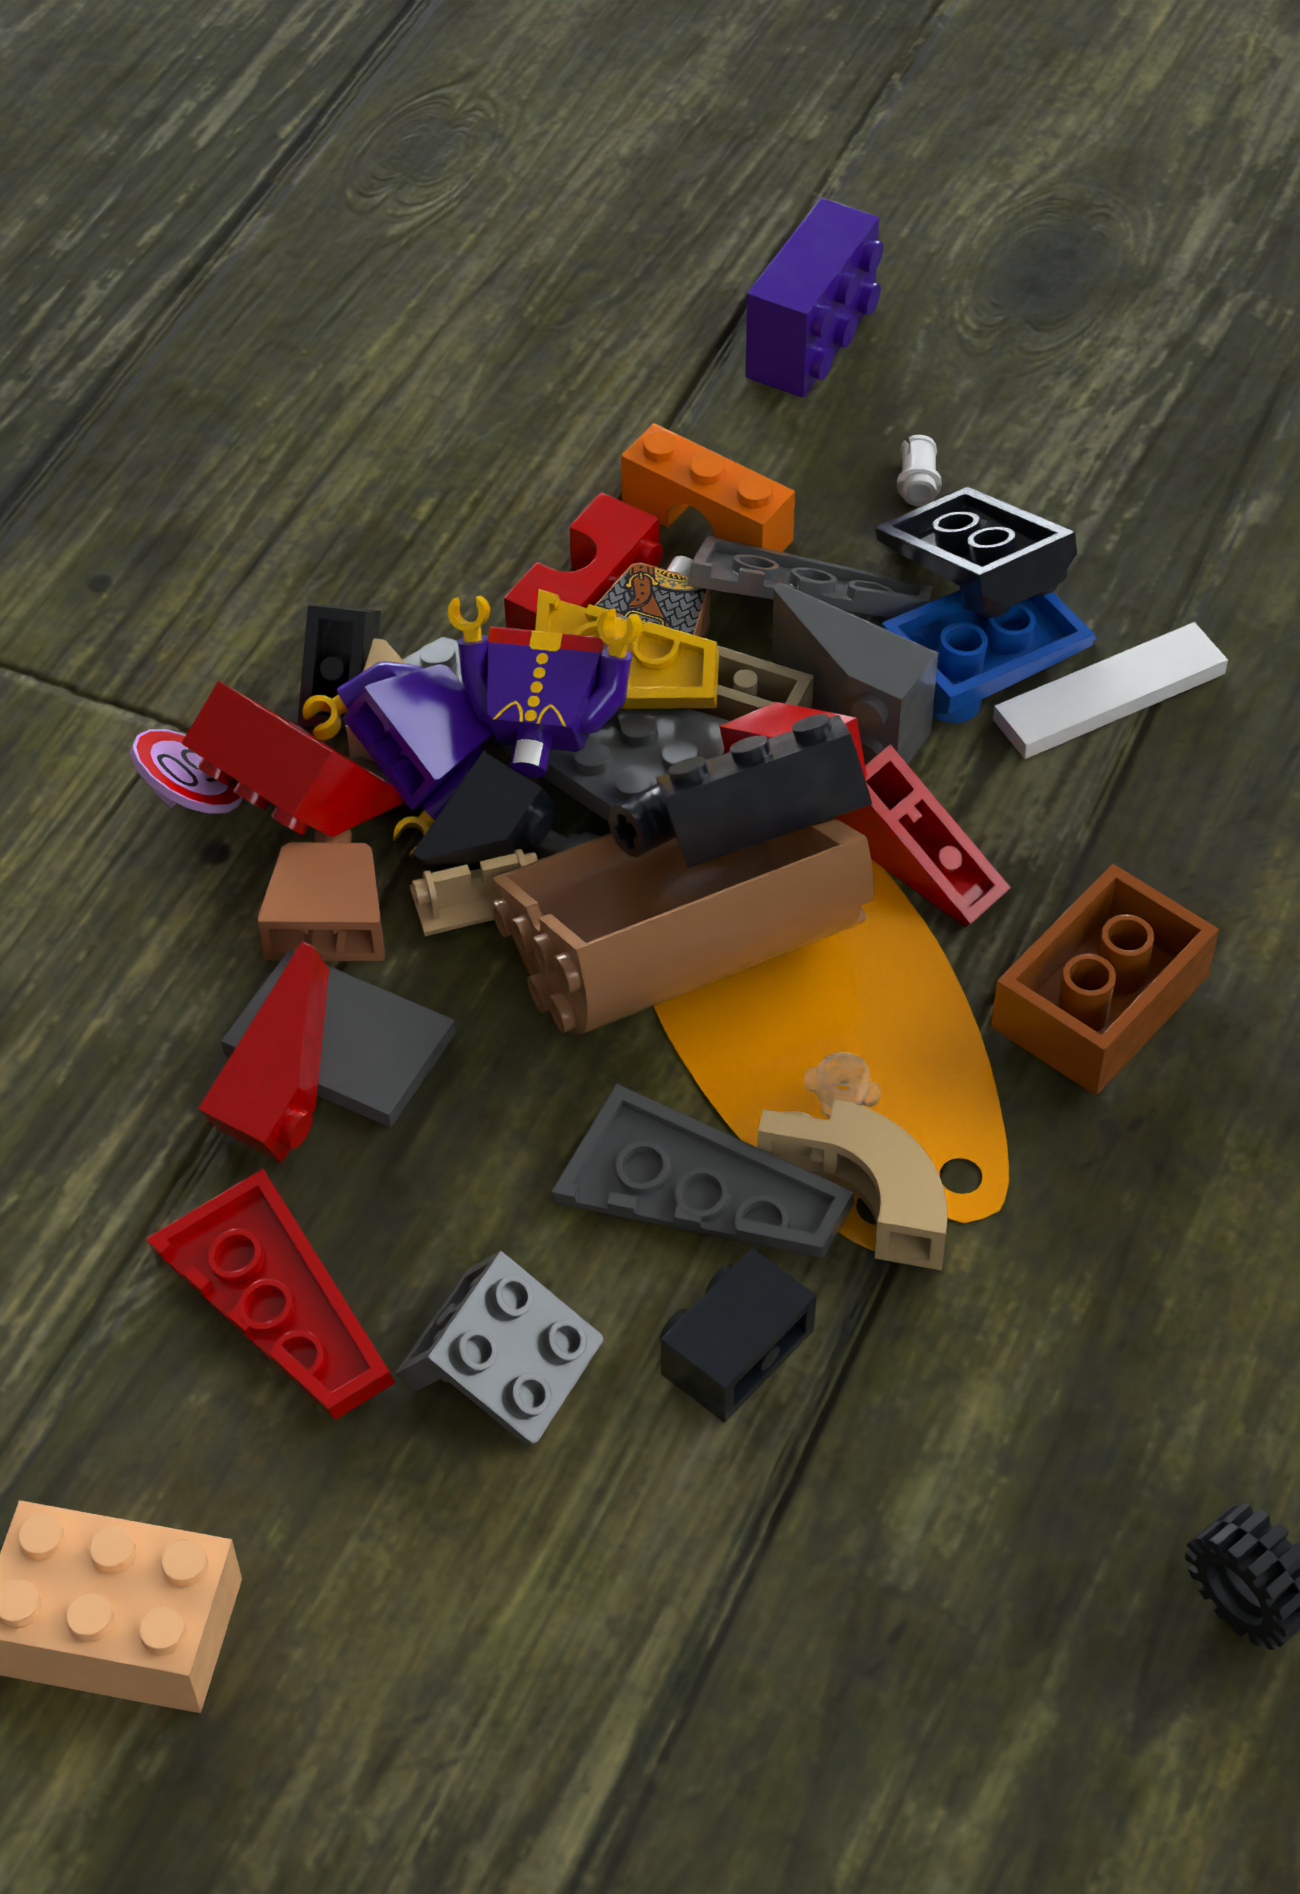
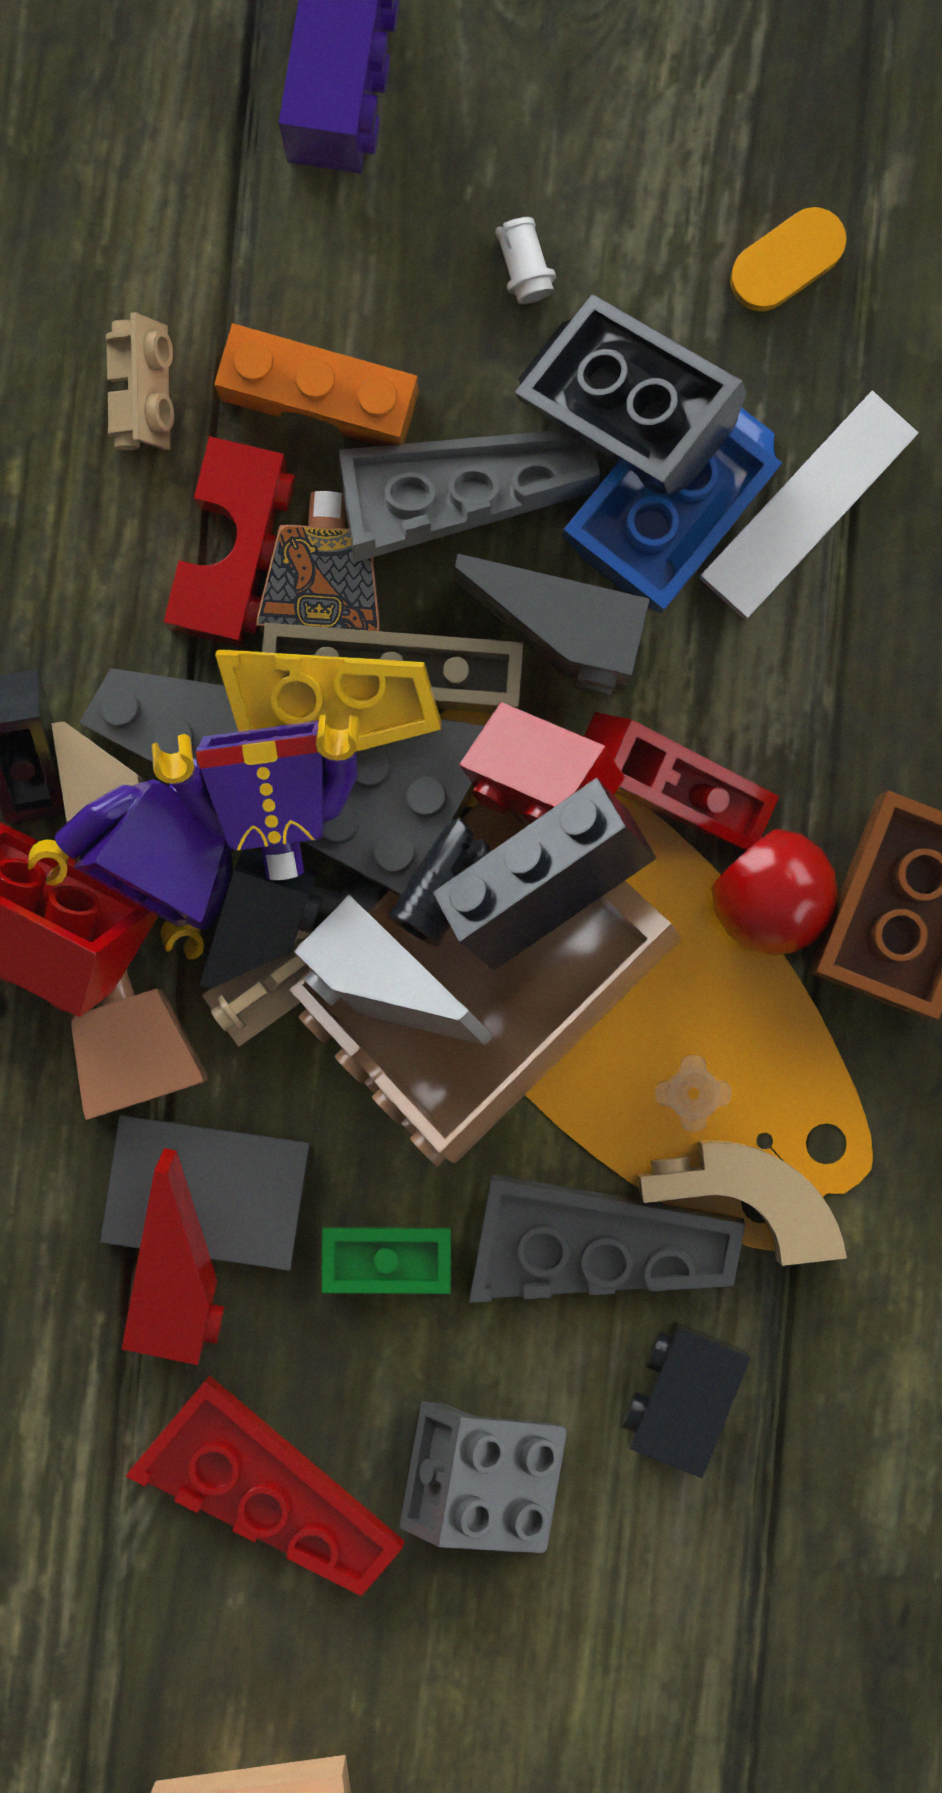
camera: 15 degrees left, 35 degrees up
(486, 1133) = (386, 1260): none -> green plate
(560, 467) = (141, 354): none -> tan hinge
(585, 851) = (380, 978): none -> slope
(975, 931) = (777, 894): none -> red helmet
(1148, 527) = (788, 259): none -> light orange tile

